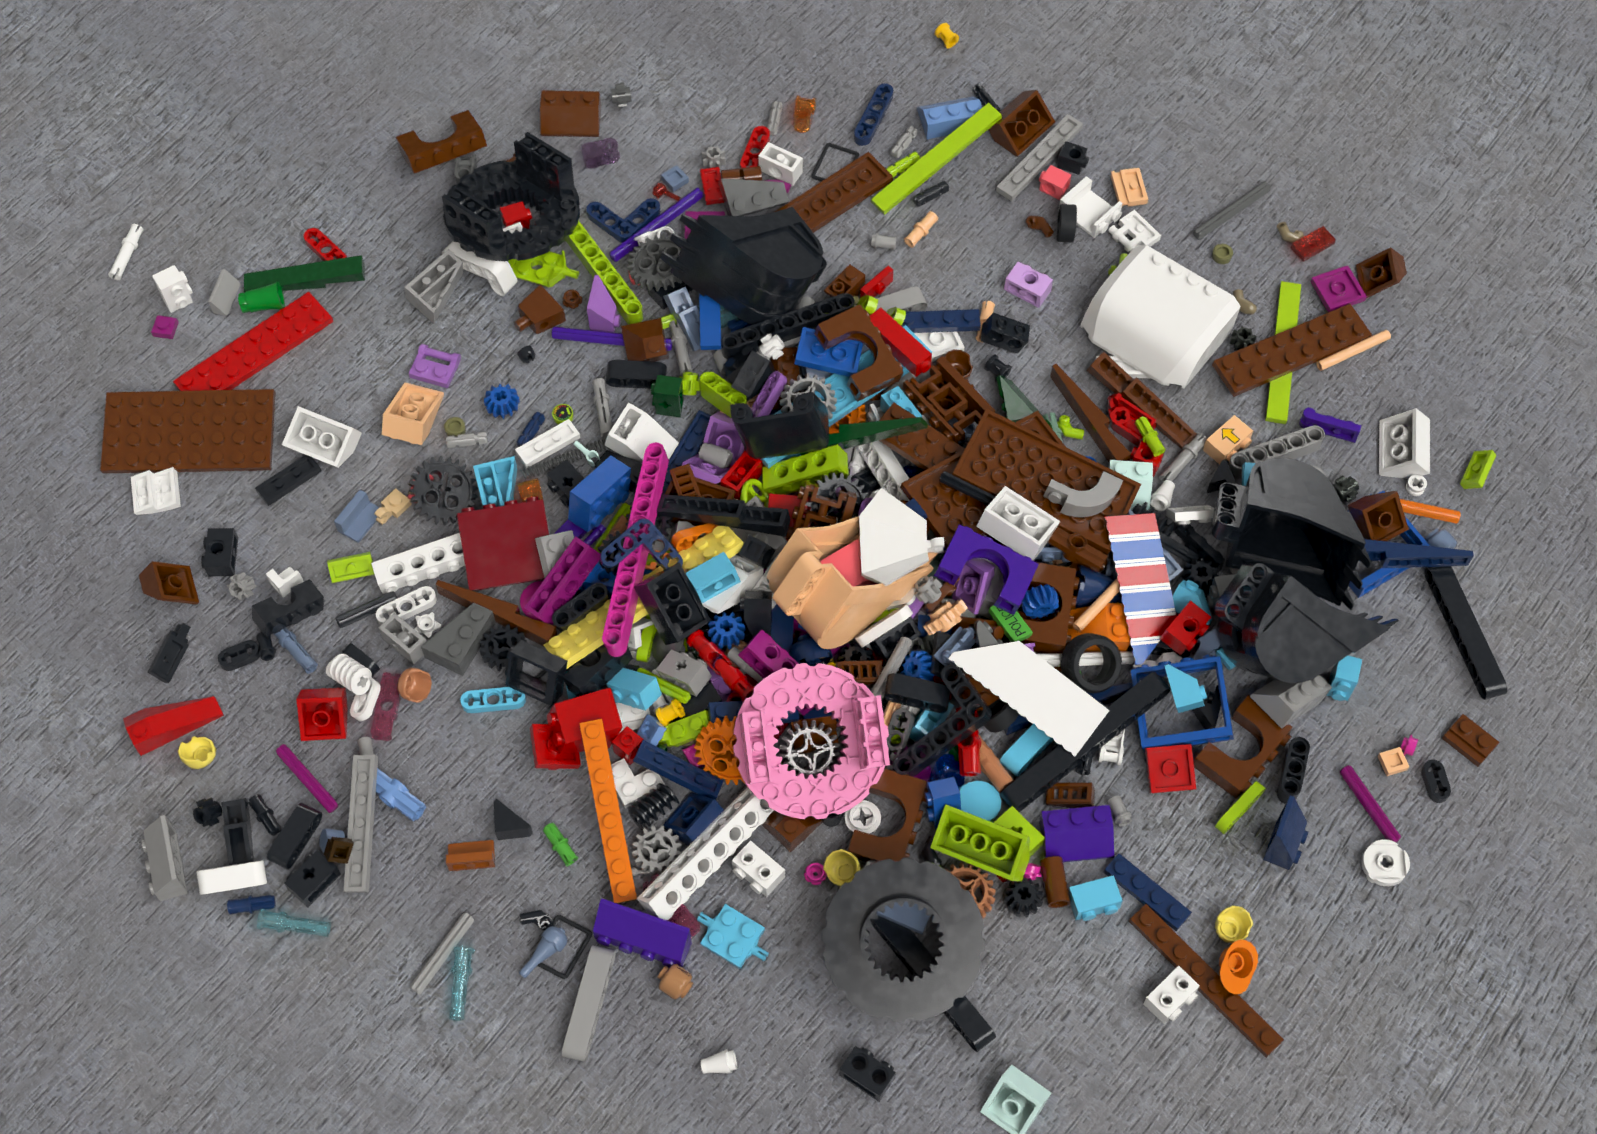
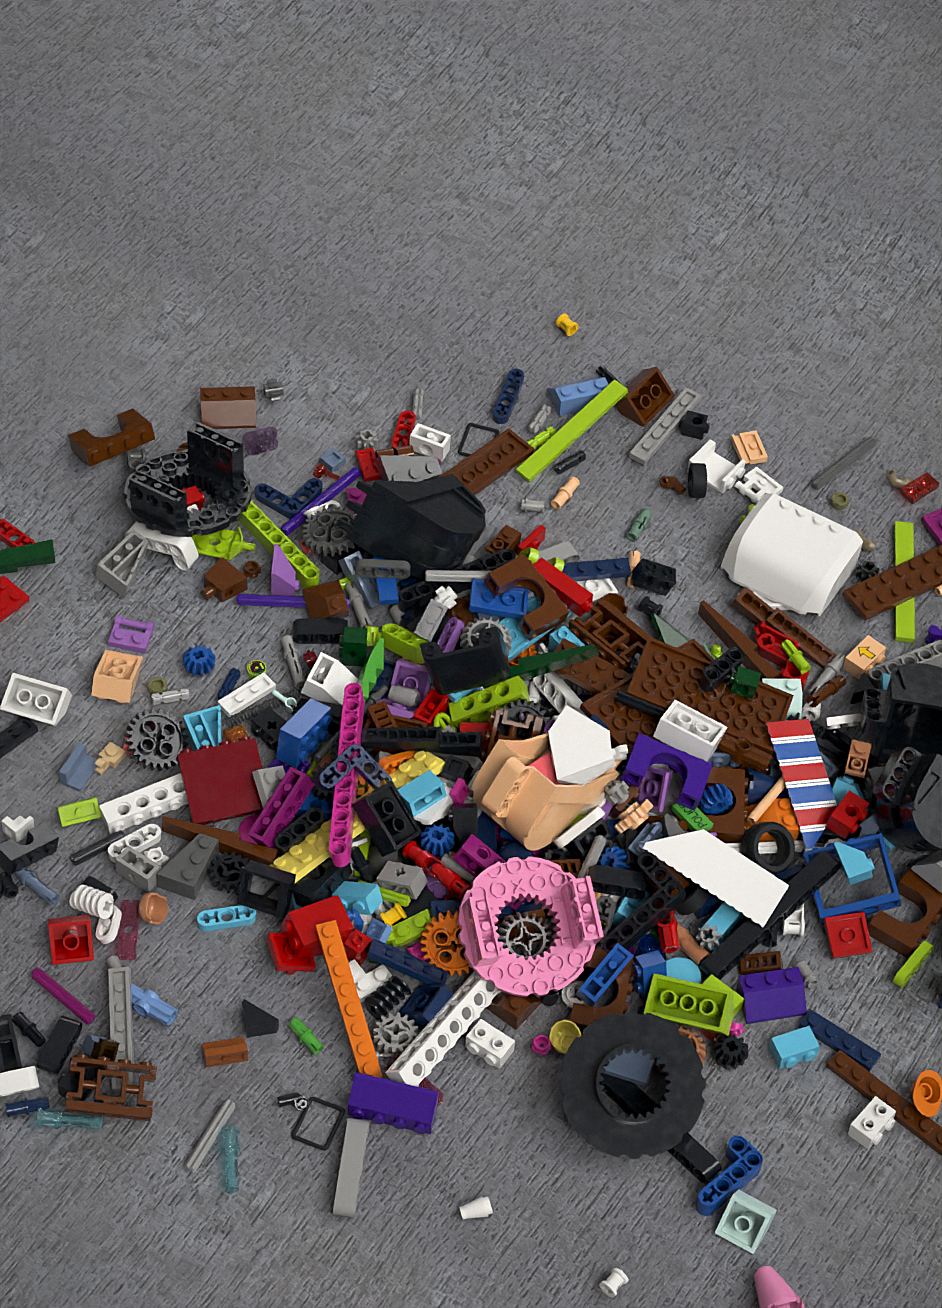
camera: 10 degrees left, 10 degrees down
(335, 911) = (108, 1106): none -> reddish brown fence
(526, 353) = (215, 619): black hinge -> none
(552, 940) = (310, 1117): sand blue piece -> none
(620, 405) = (310, 658): none -> dark red plate
(625, 710) = (356, 918): none -> blue arm
(643, 652) = (362, 865): none -> black axle
(675, 981) = (427, 1142): medium nougat head -> none
(679, 459) = (373, 698): none -> dark grey bar
(682, 425) = (372, 668): none -> bright green slope
(697, 310) = (394, 568): none -> dark grey beam
(732, 936) = (473, 1103): medium azure plate -> none
(755, 577) = (459, 791): none -> dark pink tile
(784, 322) = (454, 575): none -> light grey axle
(804, 113) = (444, 398): clear orange piece -> none
(863, 1078) = (607, 1211): black brick -> none
(891, 801) = (604, 975): none -> blue slope
(997, 270) = (639, 524): none -> sand green pin
(1000, 1051) = (727, 1180): none -> blue beam
(1007, 757) = (708, 942): none -> light grey gear
(1033, 293) = (669, 535): lavender brick -> none
(1054, 182) = (681, 446): coral brick -> none
(1055, 882) = (757, 1036): reddish brown pin -> none
(1066, 444) = (721, 669): none -> black beam
(1086, 468) = (744, 682): none -> dark green brick
(1087, 502) = (745, 711): light grey arch -> none
(1185, 474) = (831, 687): none -> reddish brown pin
(1204, 564) = (857, 758): none -> nougat slope
(1209, 713) = (875, 886): black slope -> none
(1233, 924) = (918, 1059): light yellow hair -> none

